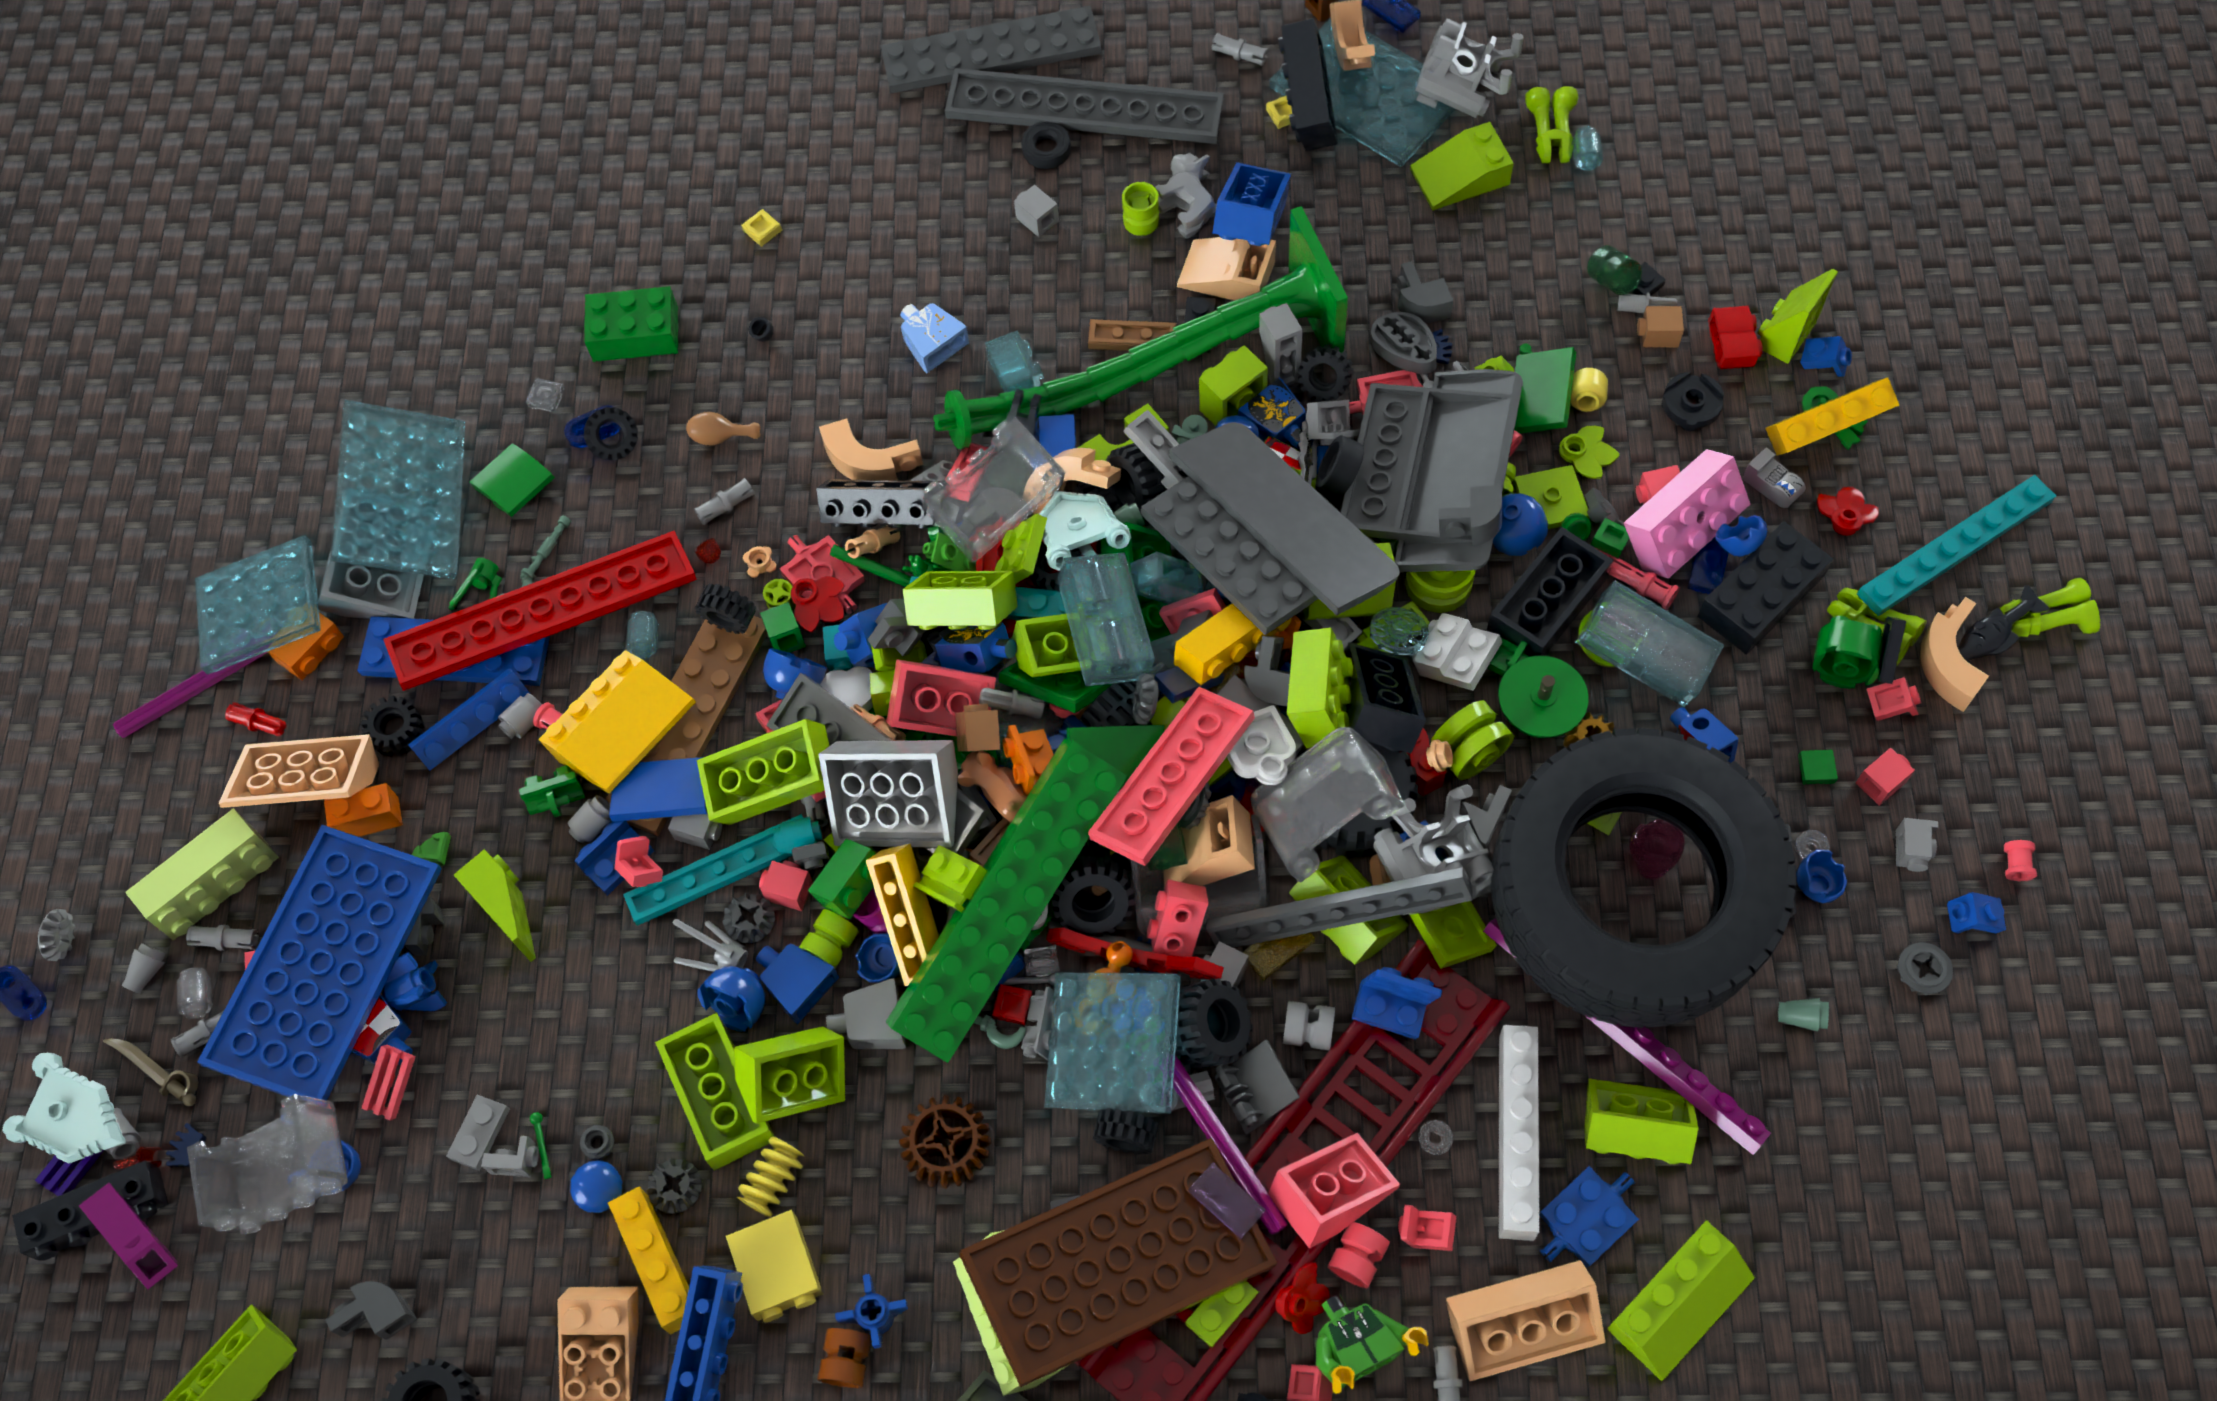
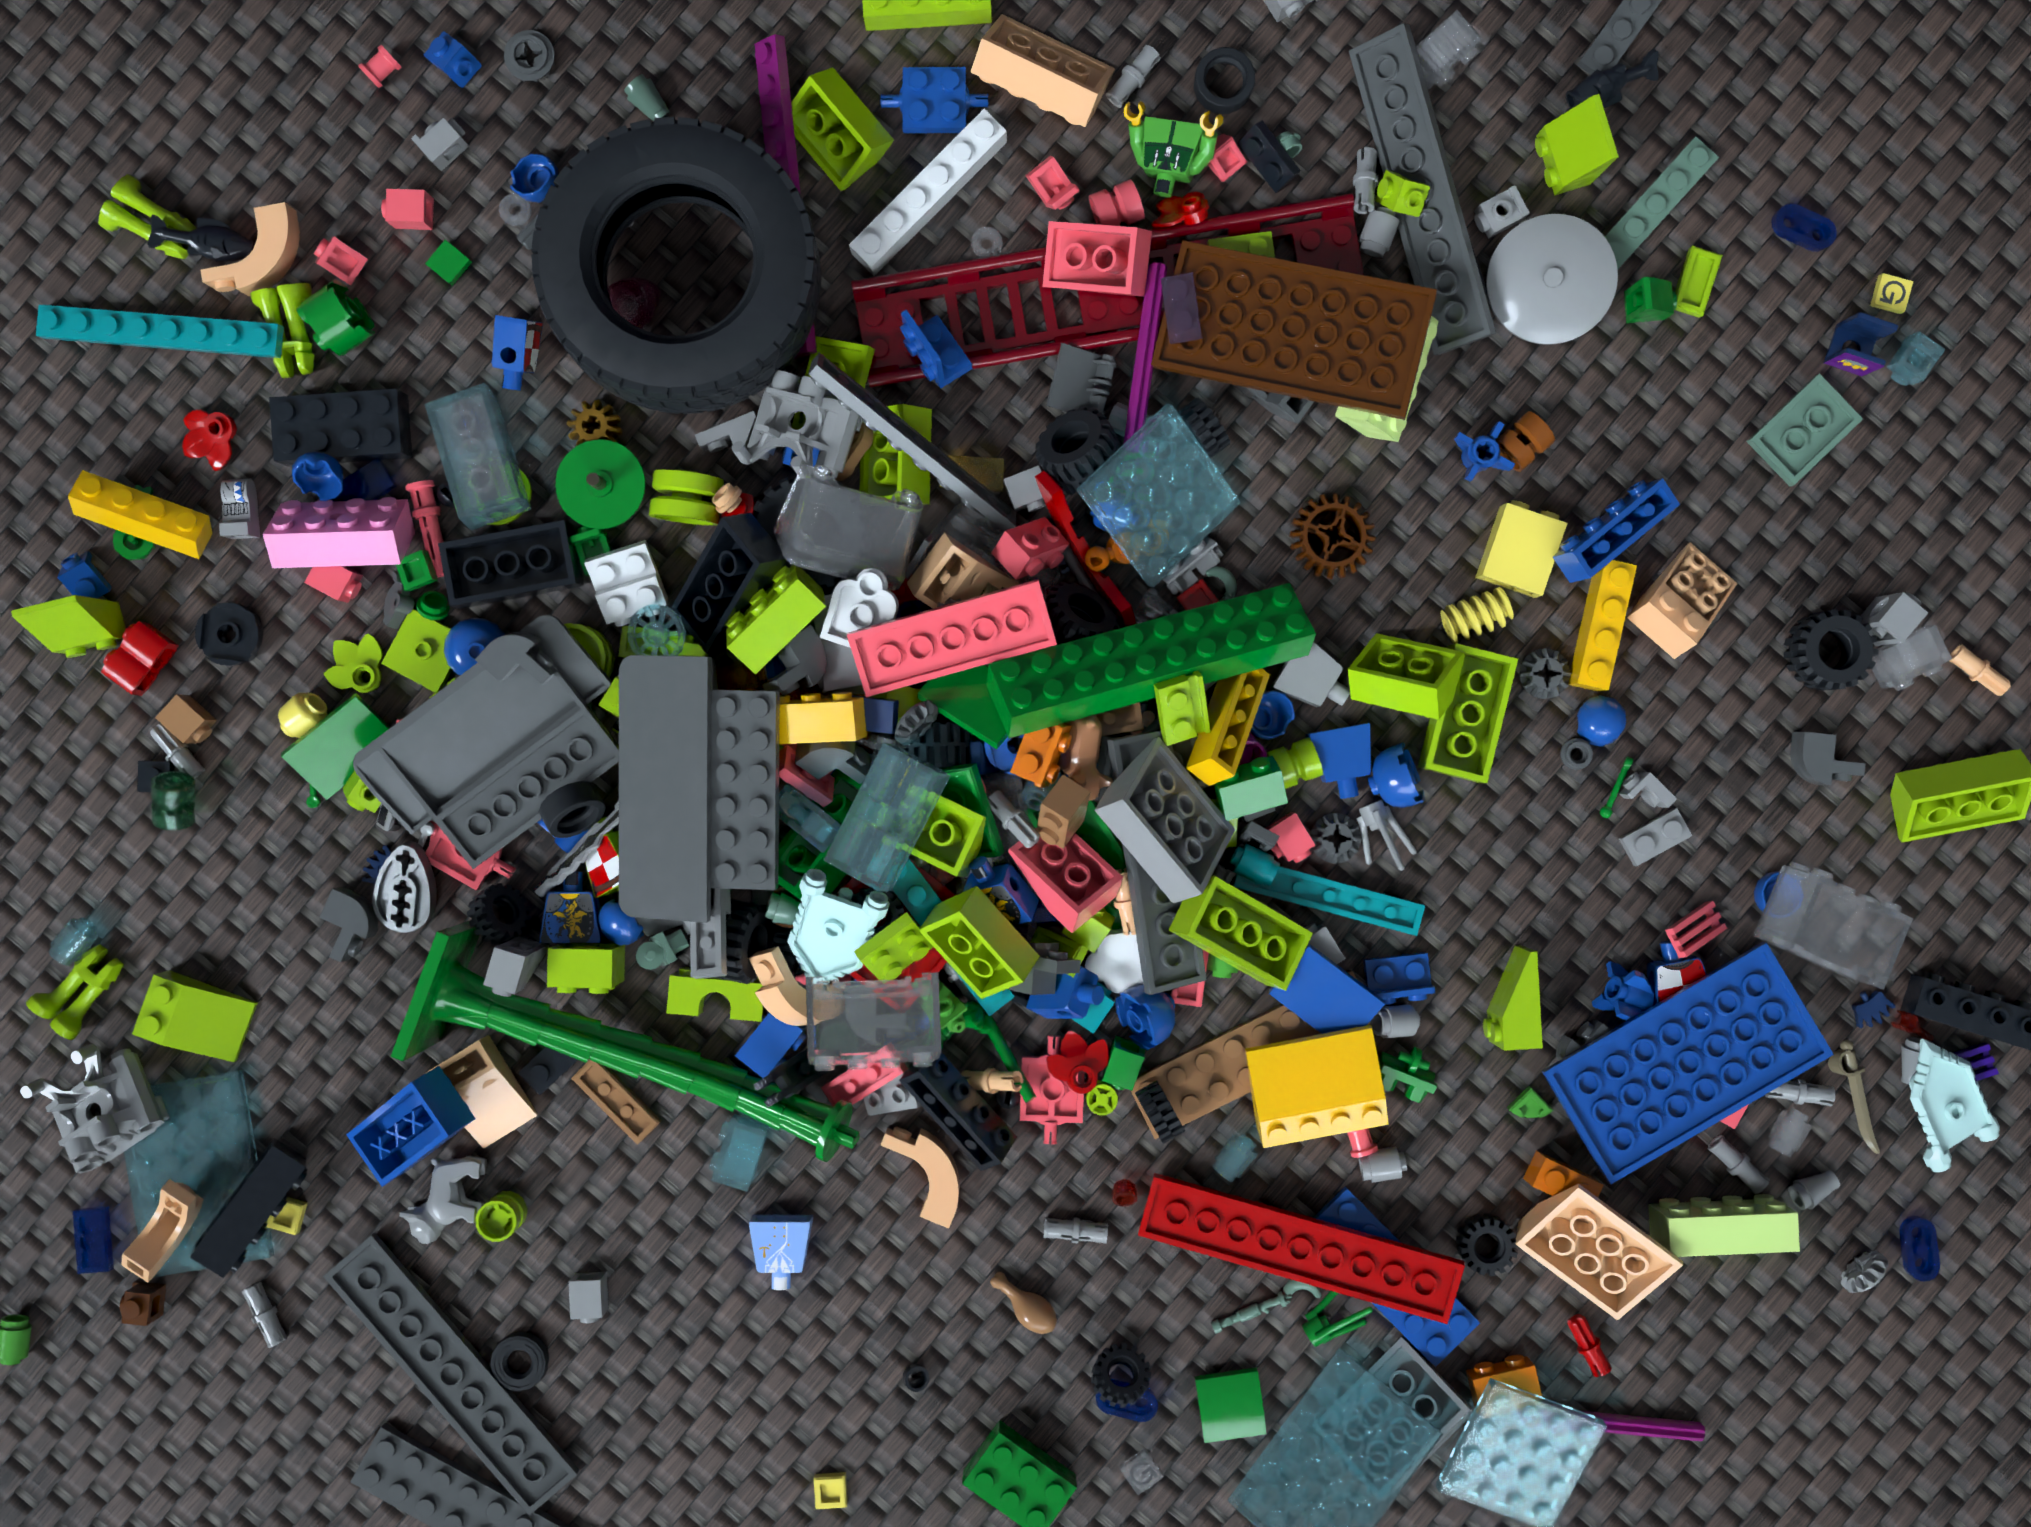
camera: 145 degrees left, 25 degrees up
(129, 1236) = (1963, 957): magenta slope -> none
(468, 719) = (1424, 1197): blue plate -> none
(635, 864) = (1391, 947): coral bracket -> none
(756, 554) = (1095, 1155): light nougat plate -> none
(1309, 1025) = (1010, 403): light grey wheel -> none
(1329, 420) = (540, 862): light grey bracket -> none
(1892, 640) = (295, 292): black tile -> none

